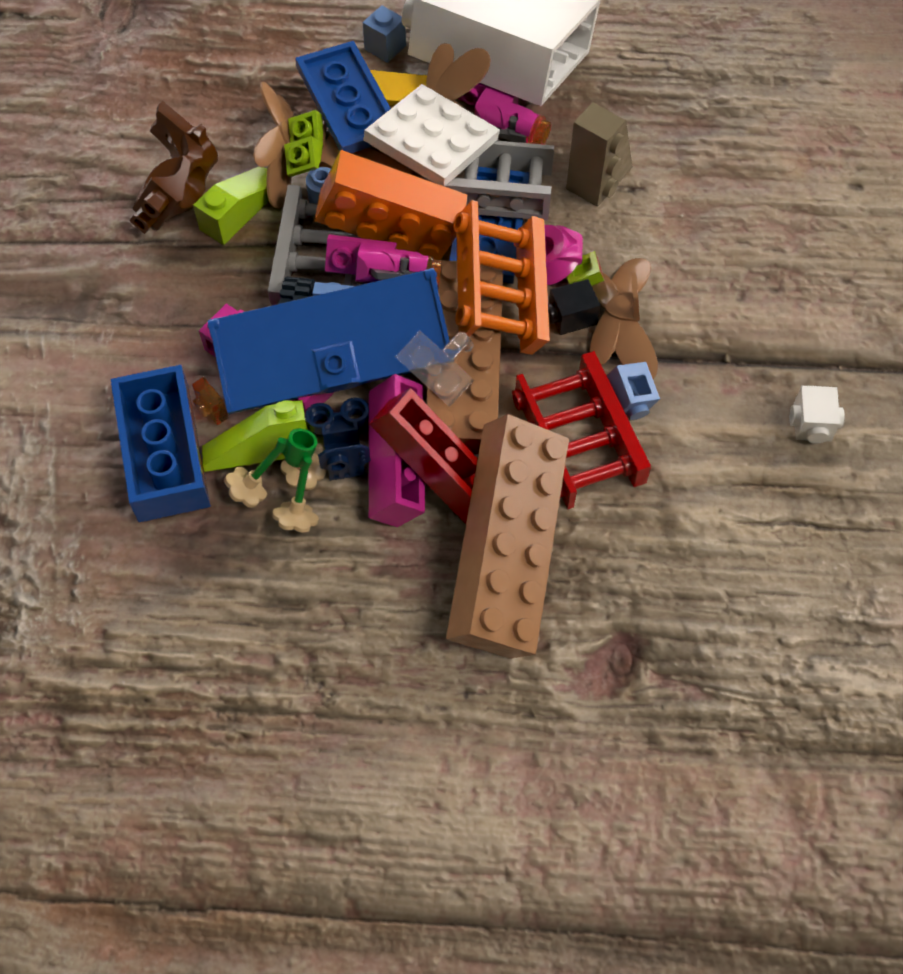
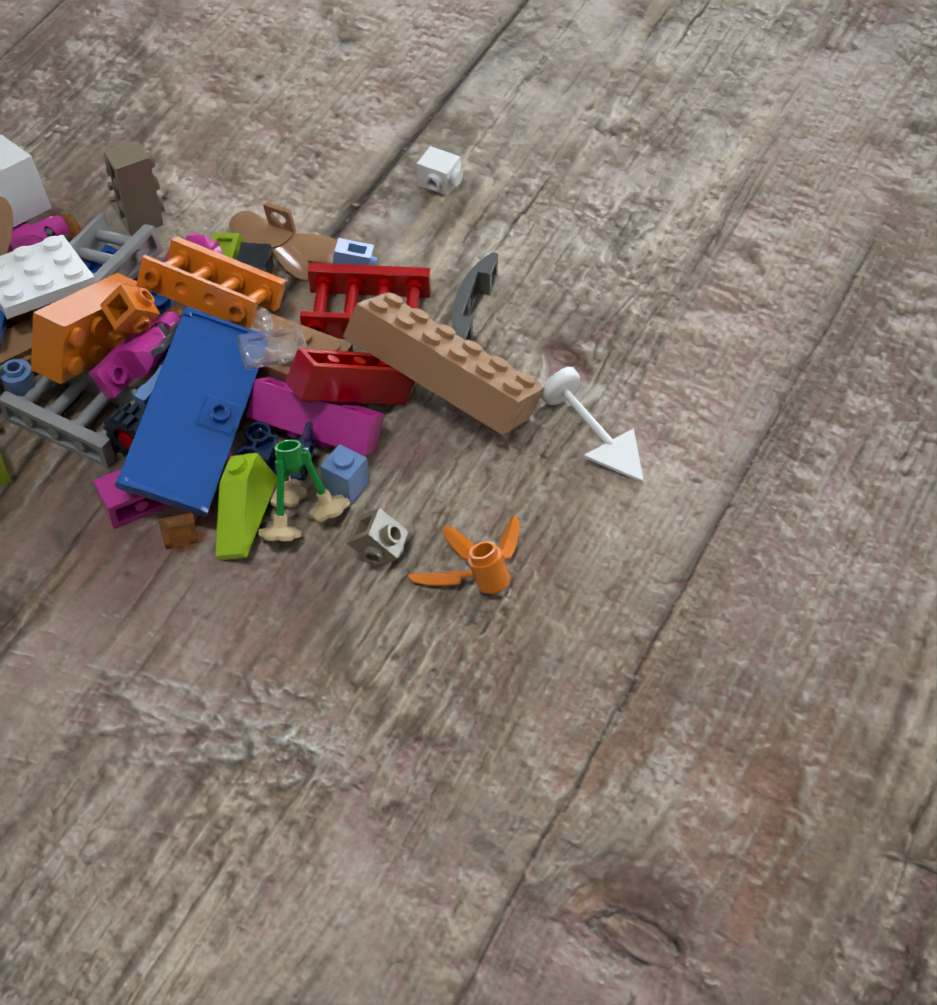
camera: 65 degrees left, 10 degrees down
(159, 443) = (201, 573): blue brick -> none
(265, 577) = (378, 537): none -> dark tan brick
(271, 688) = (484, 559): none -> orange plant
(337, 511) = (345, 473): none -> medium blue brick
(401, 224) = (130, 309): none -> orange brick
(499, 772) = (616, 454): none -> white piece
(679, 524) = (478, 280): none -> dark grey slope

